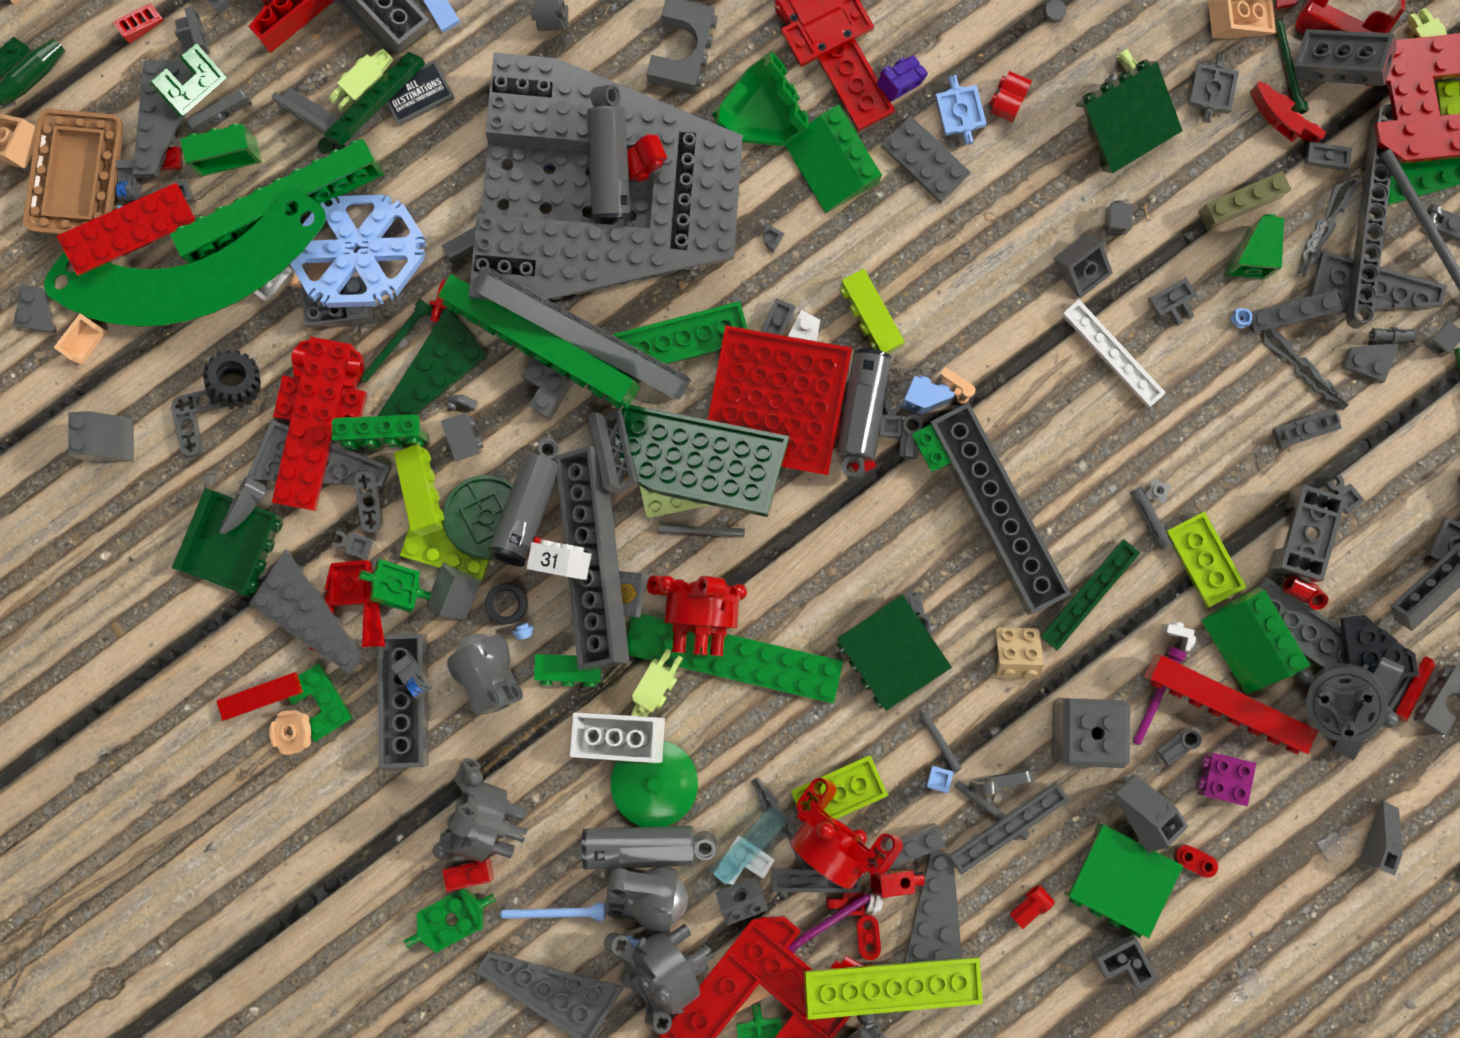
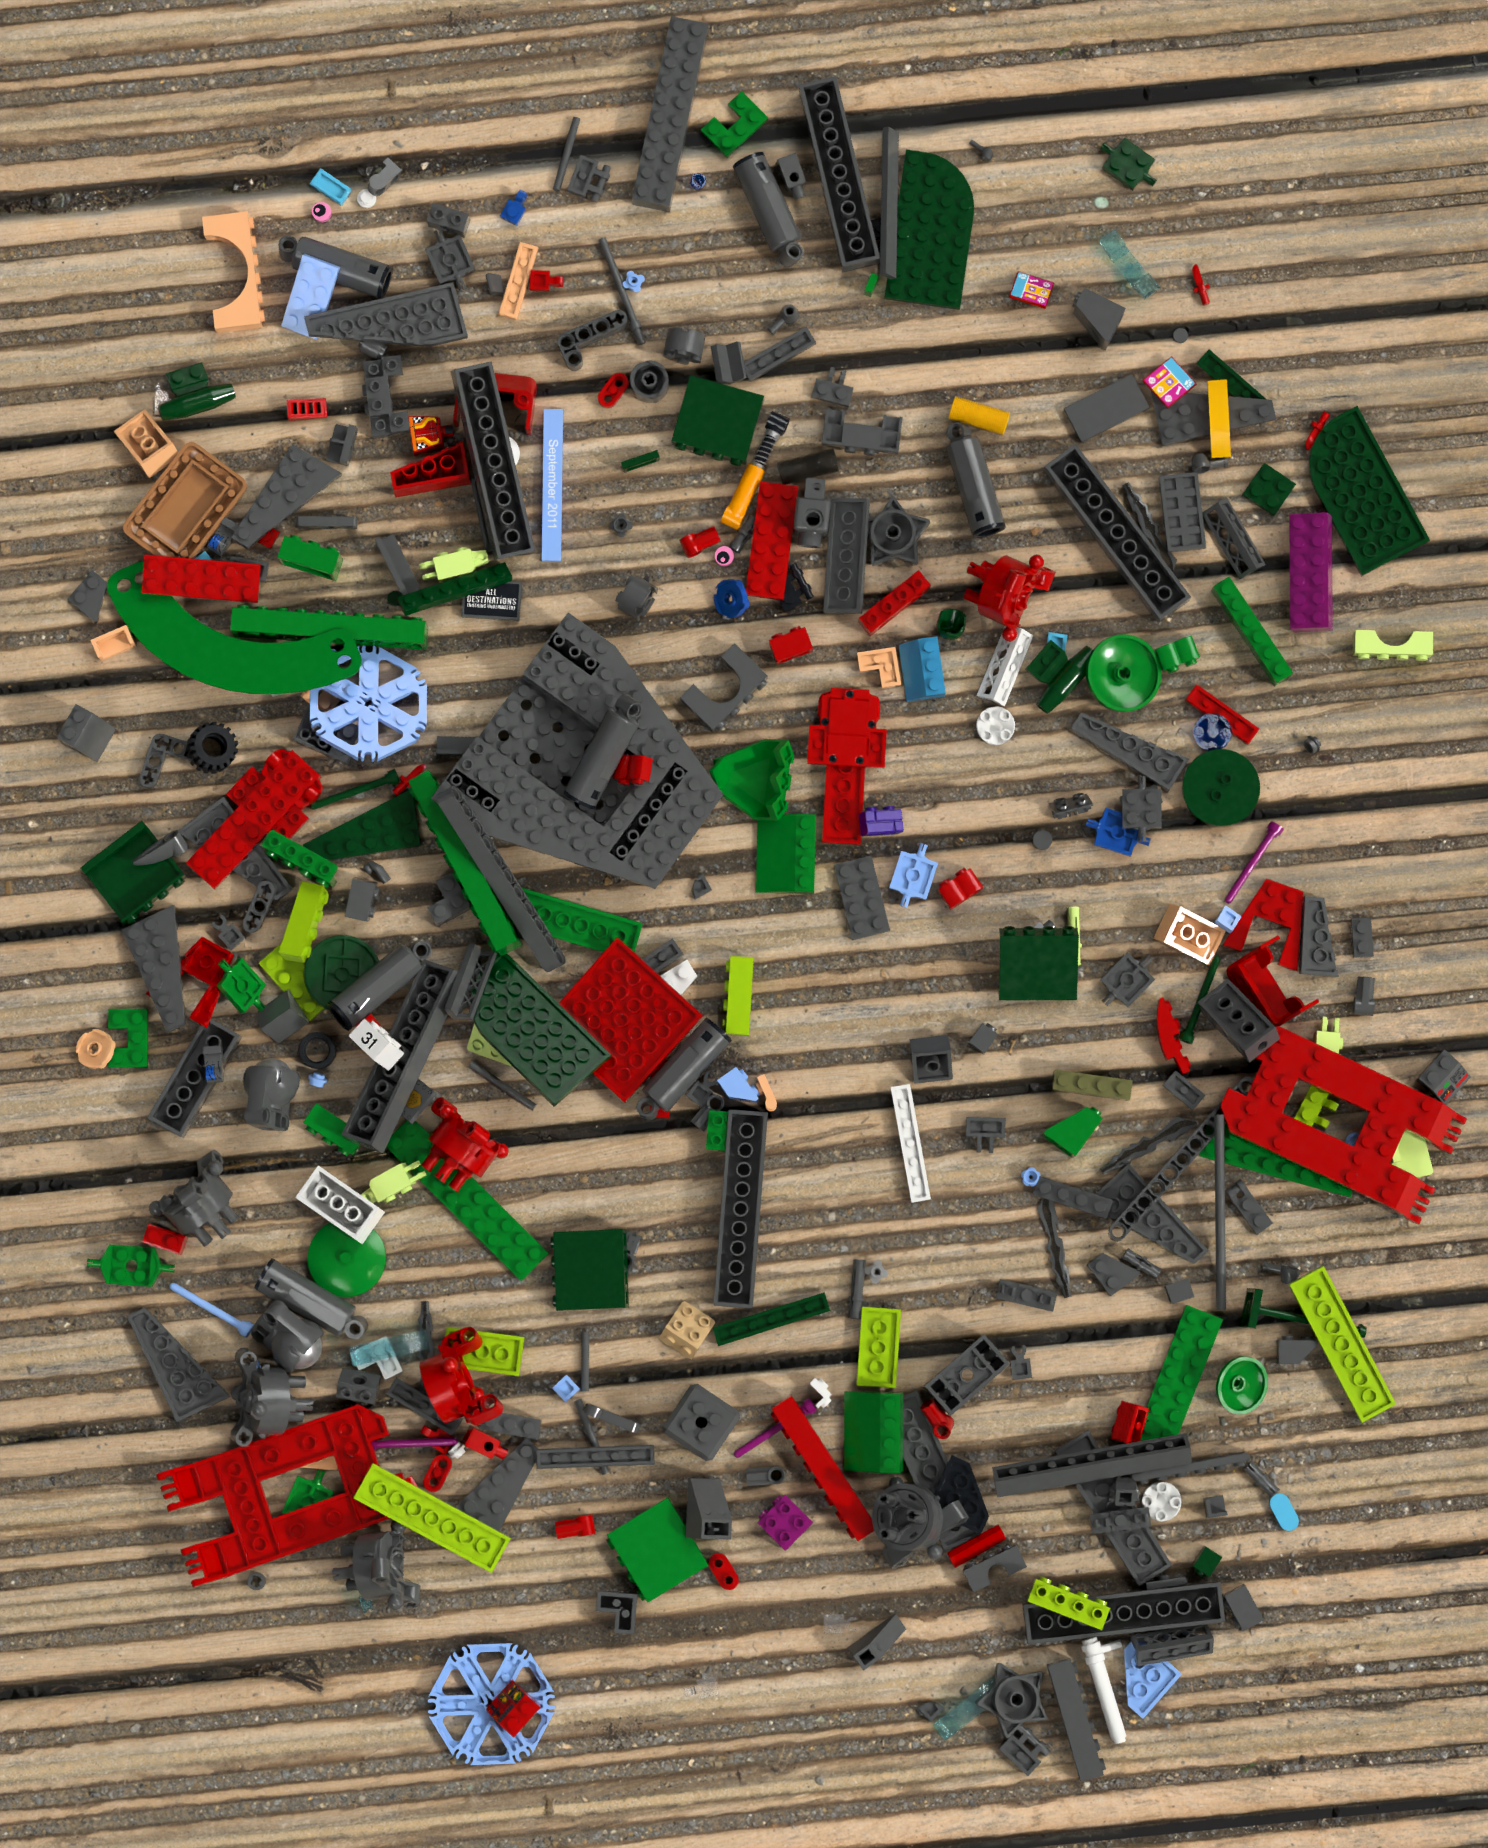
camera: 35 degrees right, 0 degrees up
(186, 96) = (308, 498): plate -> none
(259, 696) = (87, 1007): red tile -> none

